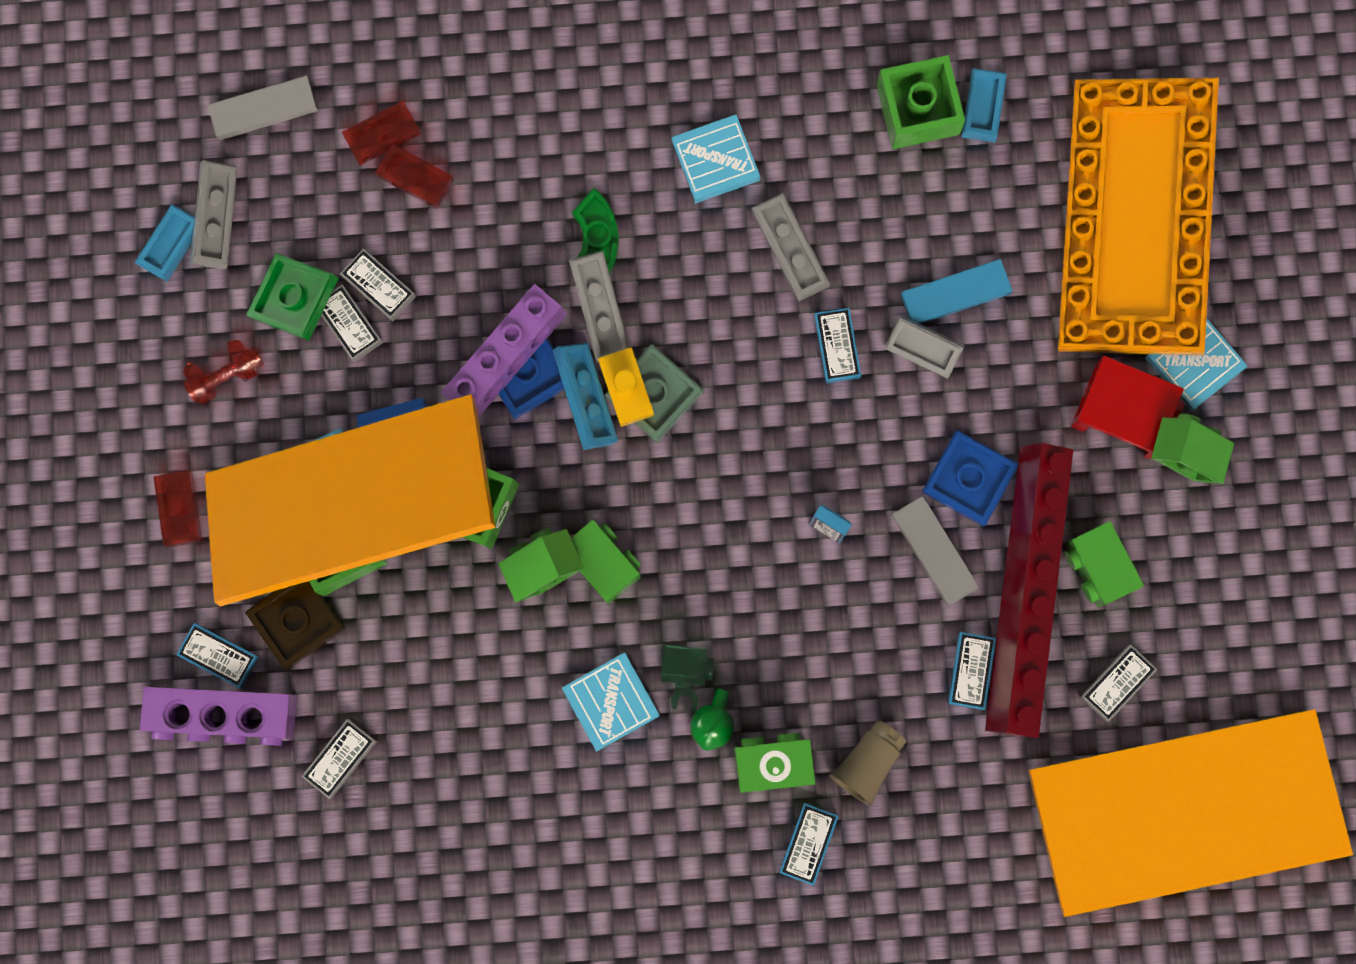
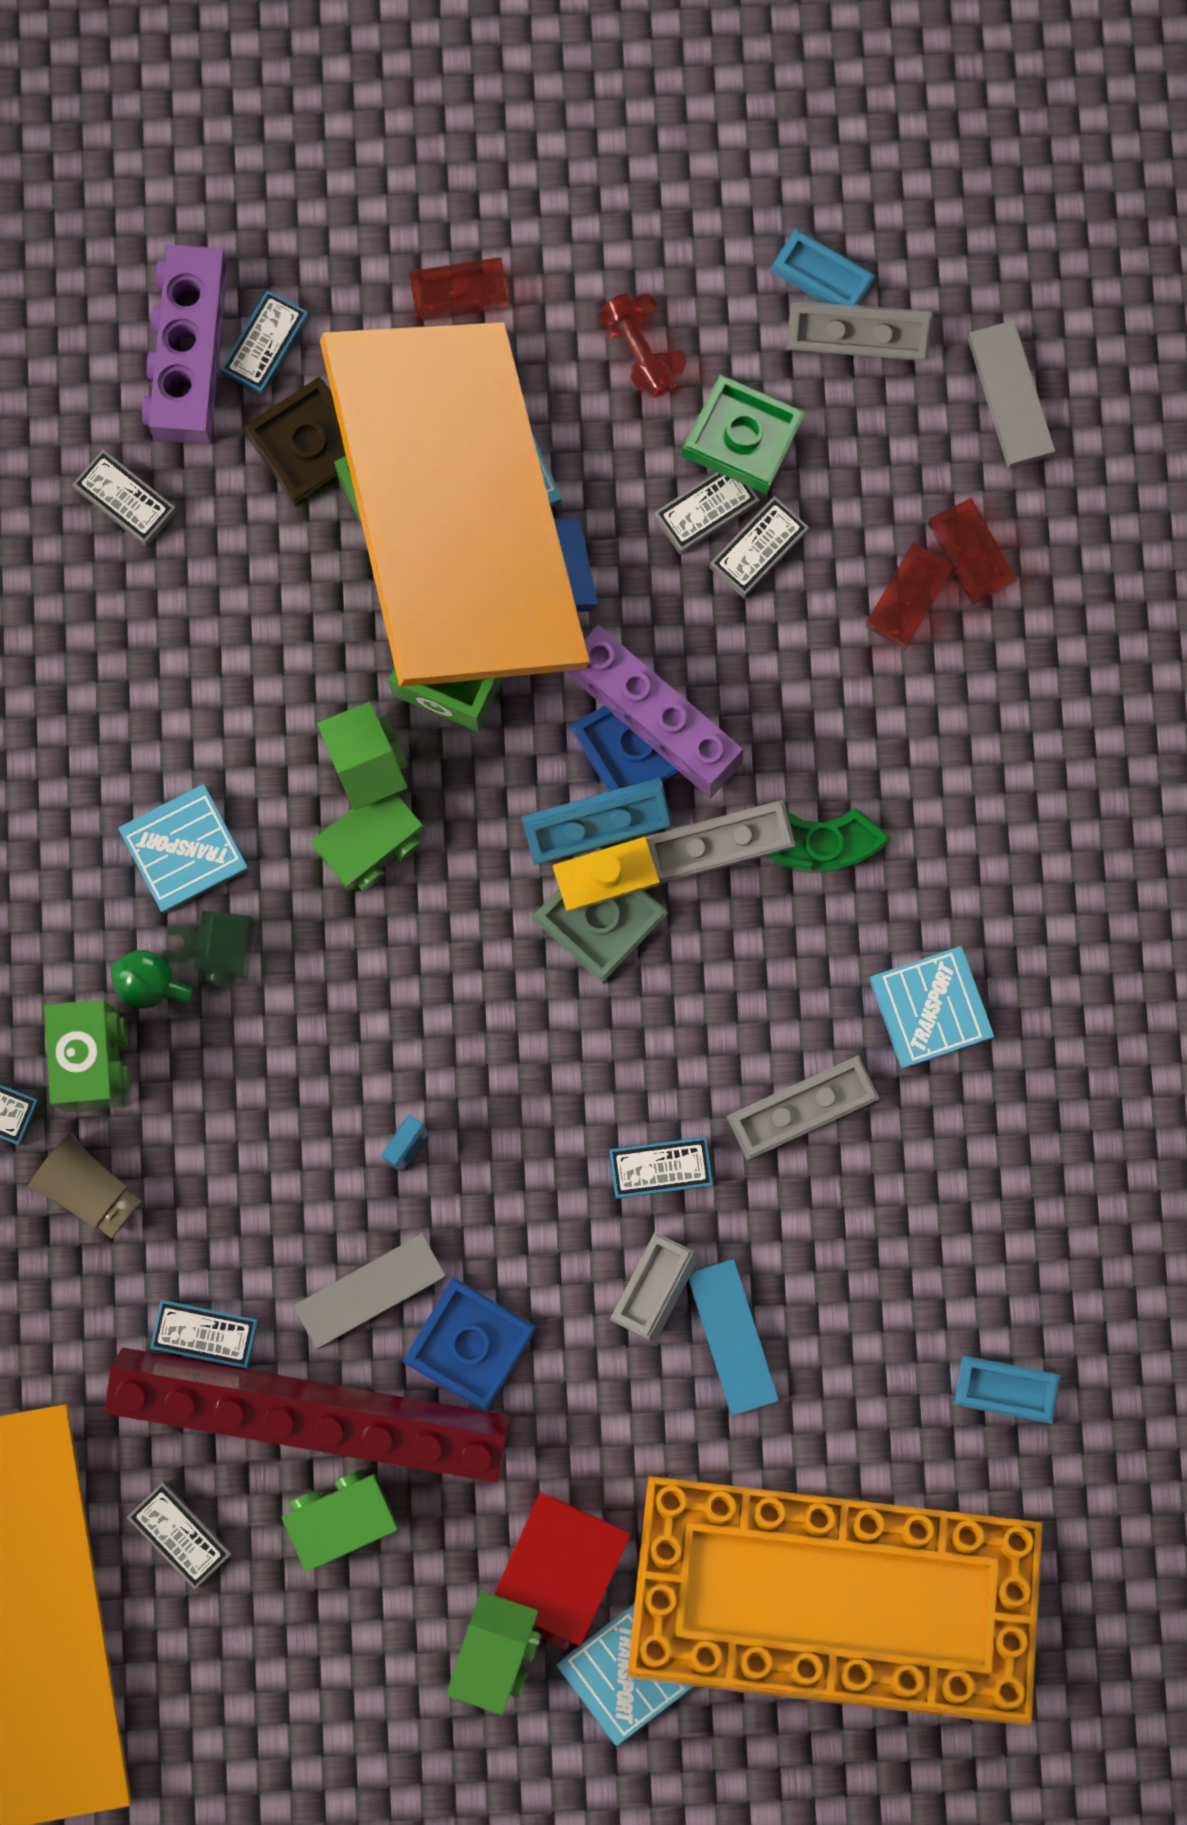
camera: 85 degrees right, 0 degrees up
(920, 102) = (1004, 1293): bright green brick -> none

